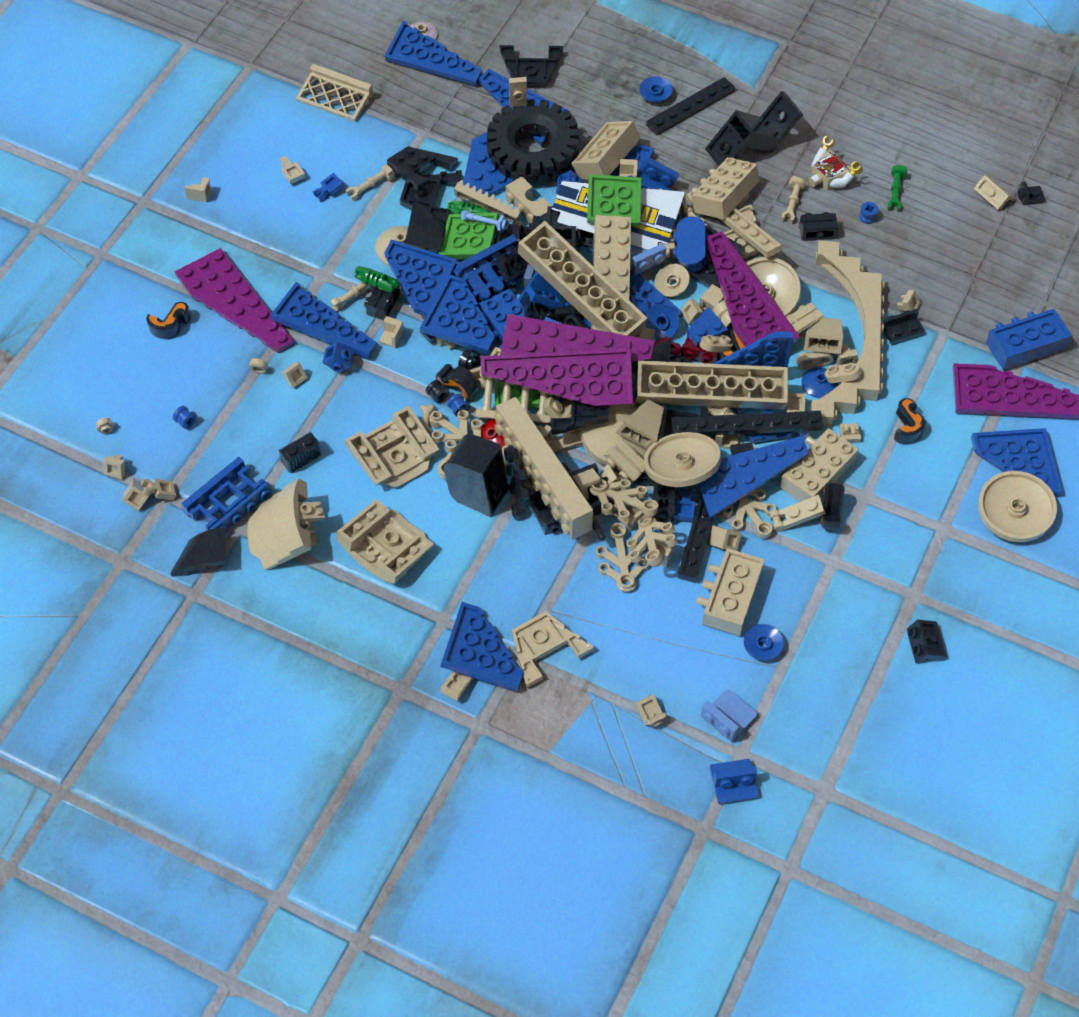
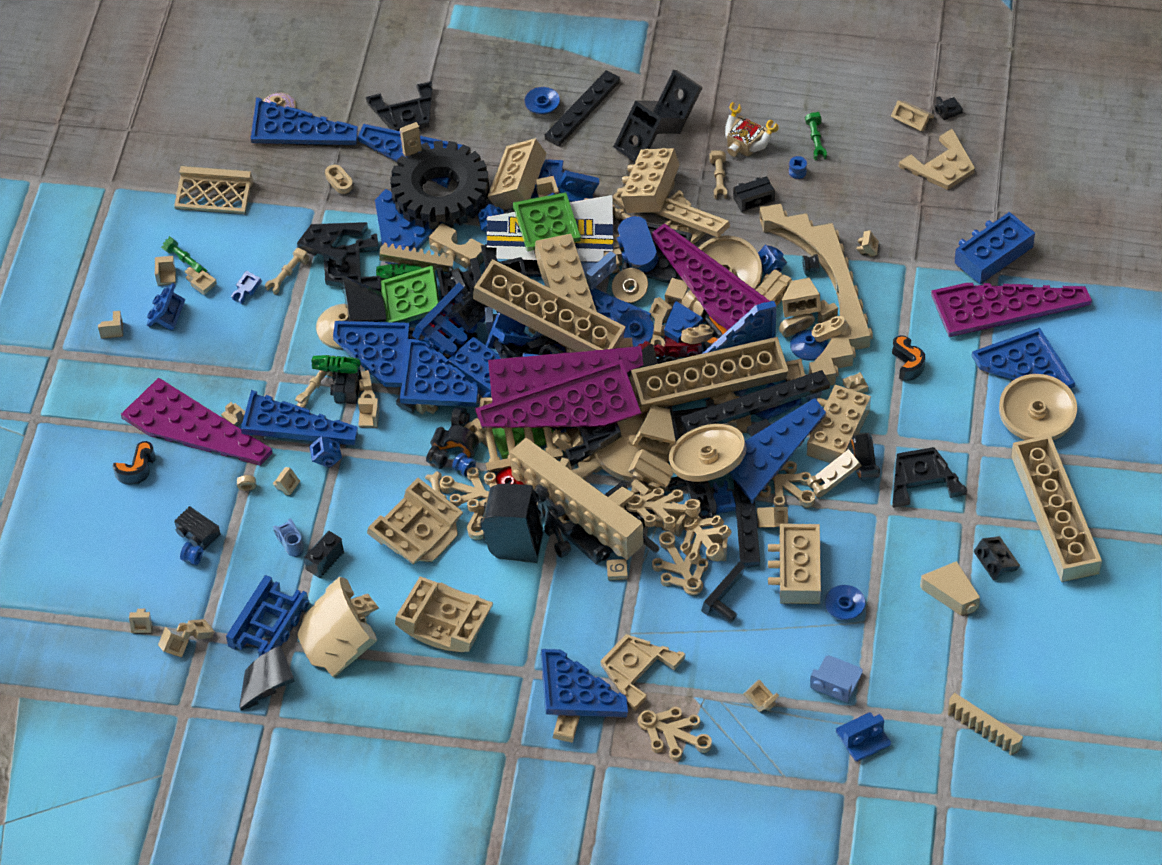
camera: 15 degrees left, 5 degrees down
(105, 425) = (112, 585): plate -> none
(198, 394) = (196, 528): none -> black brick
(252, 187) = (166, 308): none -> blue bracket
(264, 153) = (165, 270): none -> tan panel
(272, 299) = (233, 414): none -> tan tile
(276, 428) = (289, 538): none -> medium blue piece
(279, 132) = (171, 245): none -> green piece
(399, 307) = (365, 384): none -> tan plate
(448, 112) = (339, 179): none -> tan plate
(501, 224) = (441, 275): light blue piece -> none
(555, 717) = (672, 730): none -> tan plant
(561, 545) = (617, 569): none -> tan tile
(639, 603) = (714, 602): none -> black piece
(681, 331) = (658, 332): none -> tan plate
(812, 292) = (771, 259): none -> blue brick
(848, 306) = (810, 263): none -> black wheel
(858, 806) = (984, 723): none -> tan gear
(871, 659) = (951, 588): none -> tan slope
(885, 533) = (920, 469): none -> black wing
(903, 327) = (870, 269): black bracket -> none
(1001, 611) = (1056, 508): none -> tan brick
(1009, 251) = (946, 168): none -> tan wing

